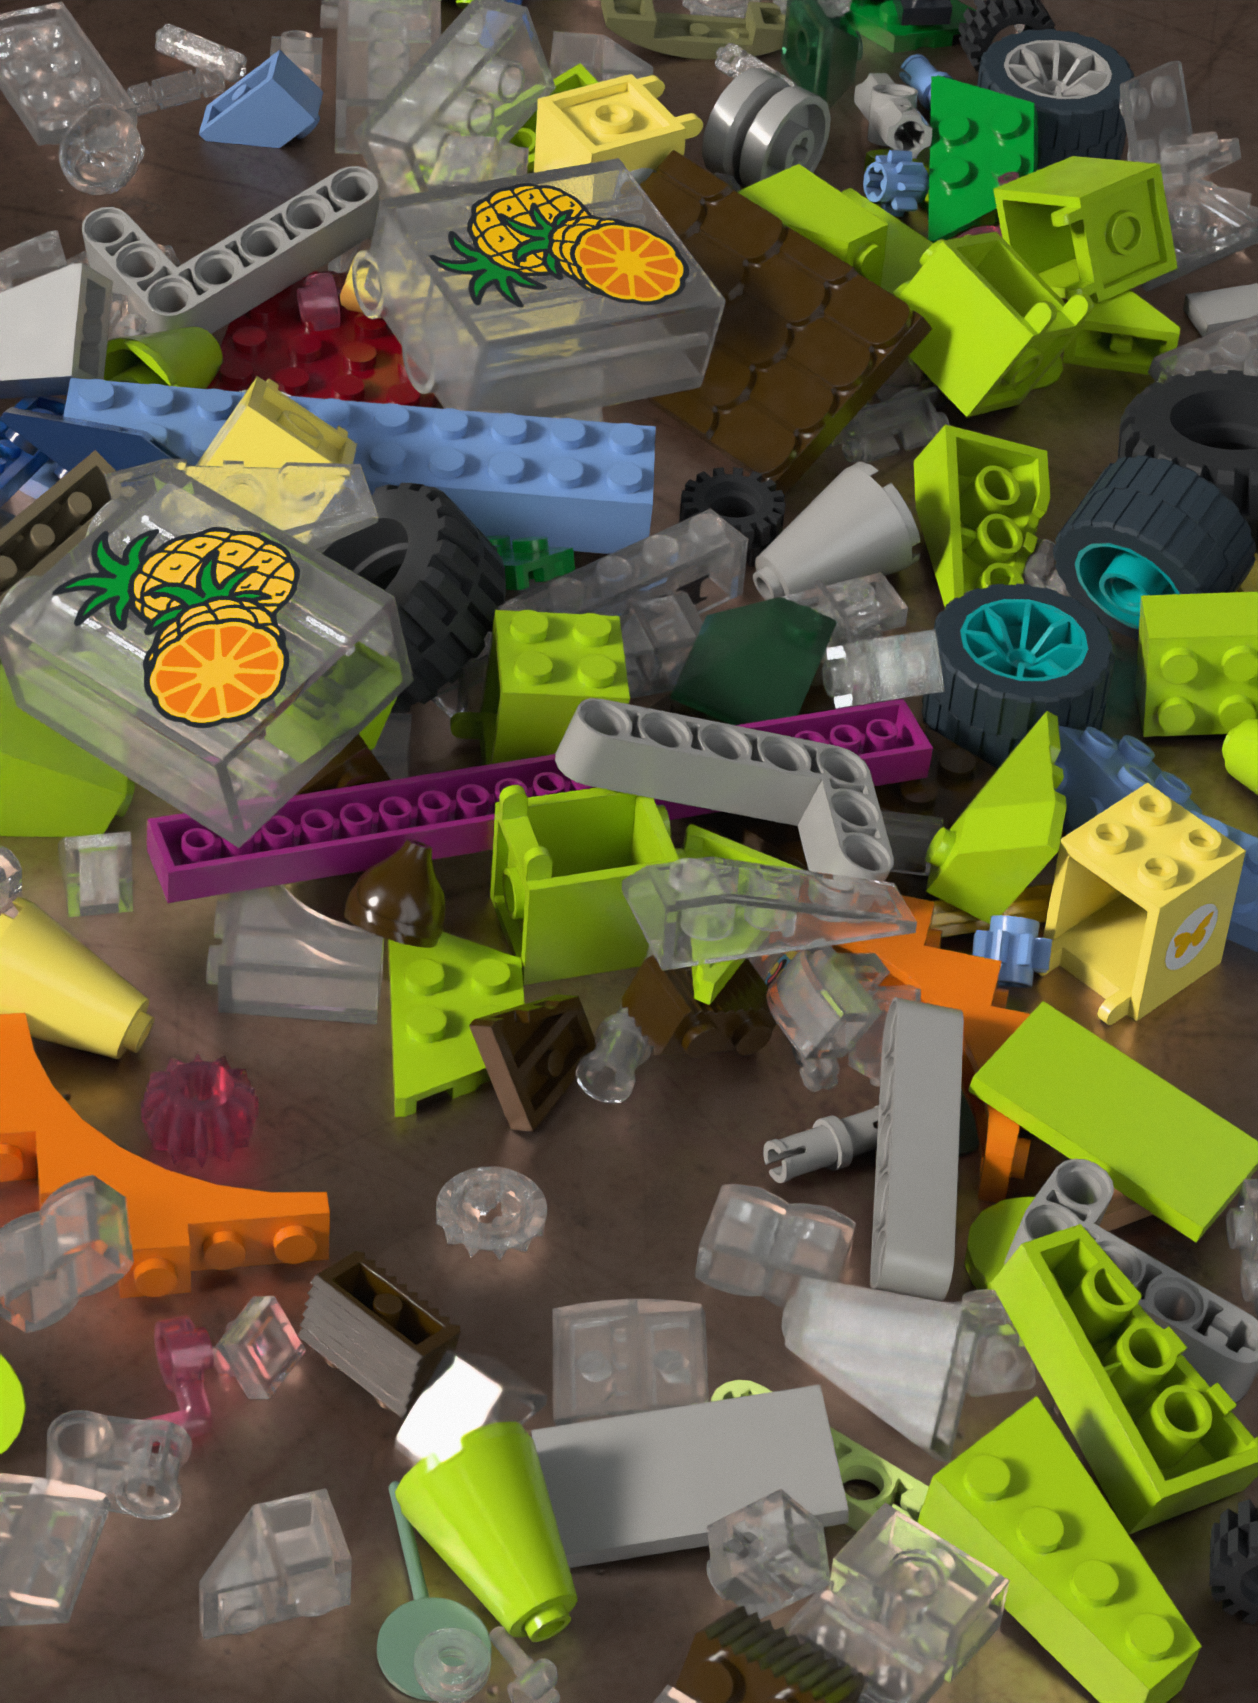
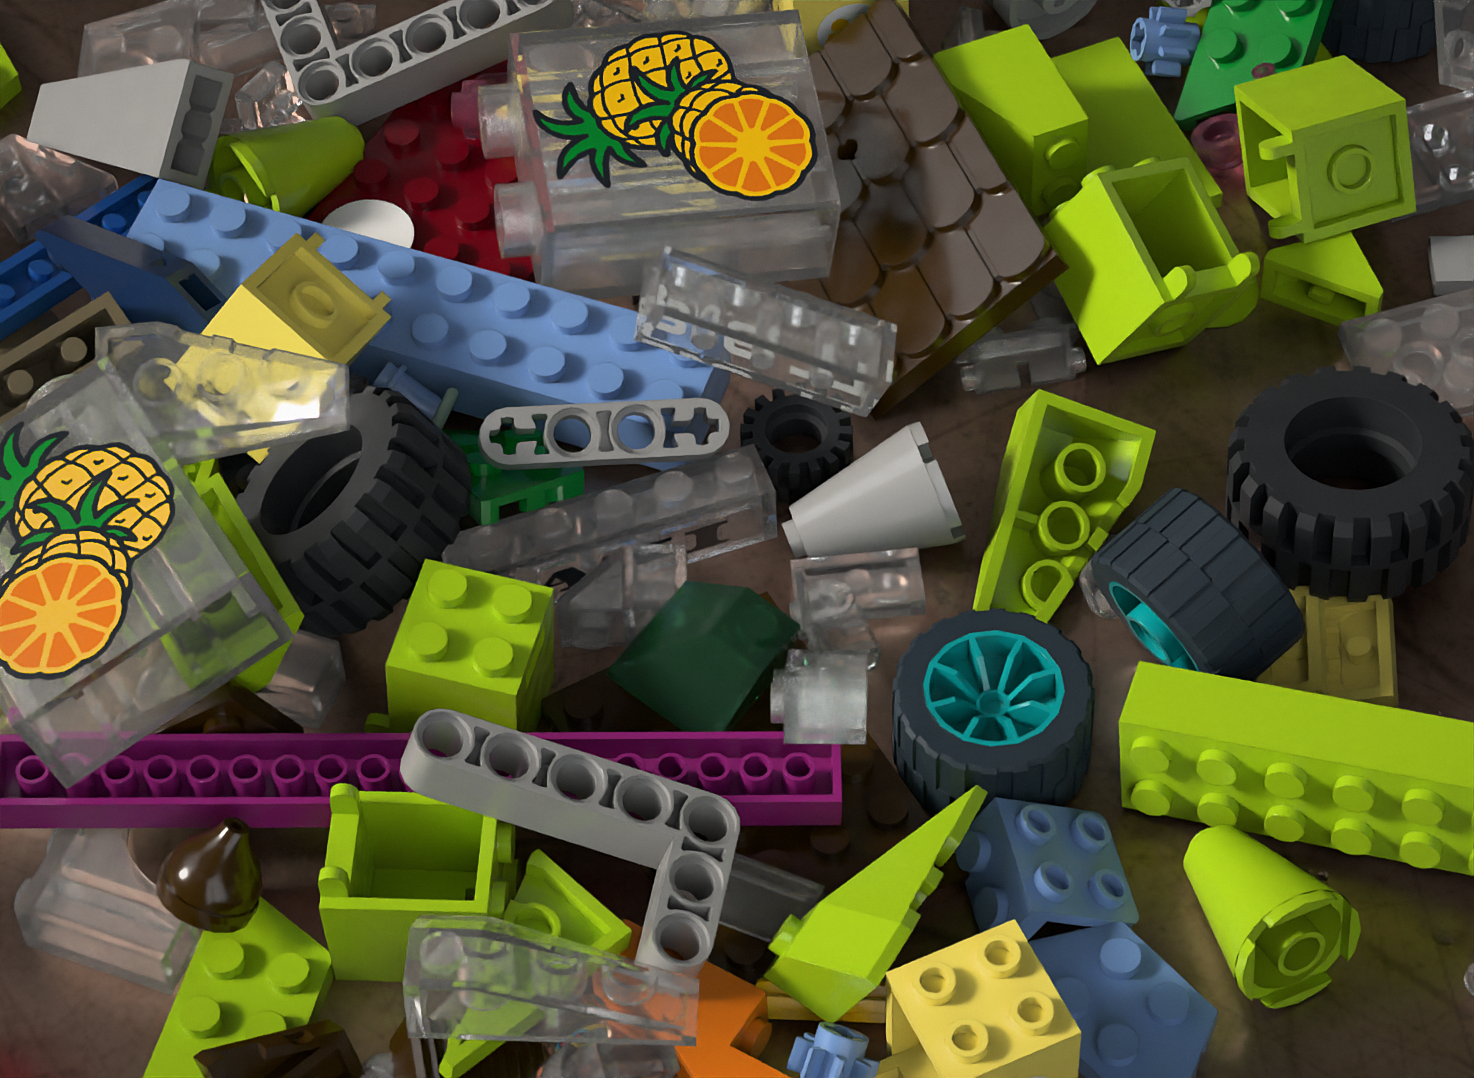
camera: 25 degrees right, 10 degrees up
(588, 501) = (604, 444): none -> light grey beam
(692, 412) = (765, 331): none -> clear brick

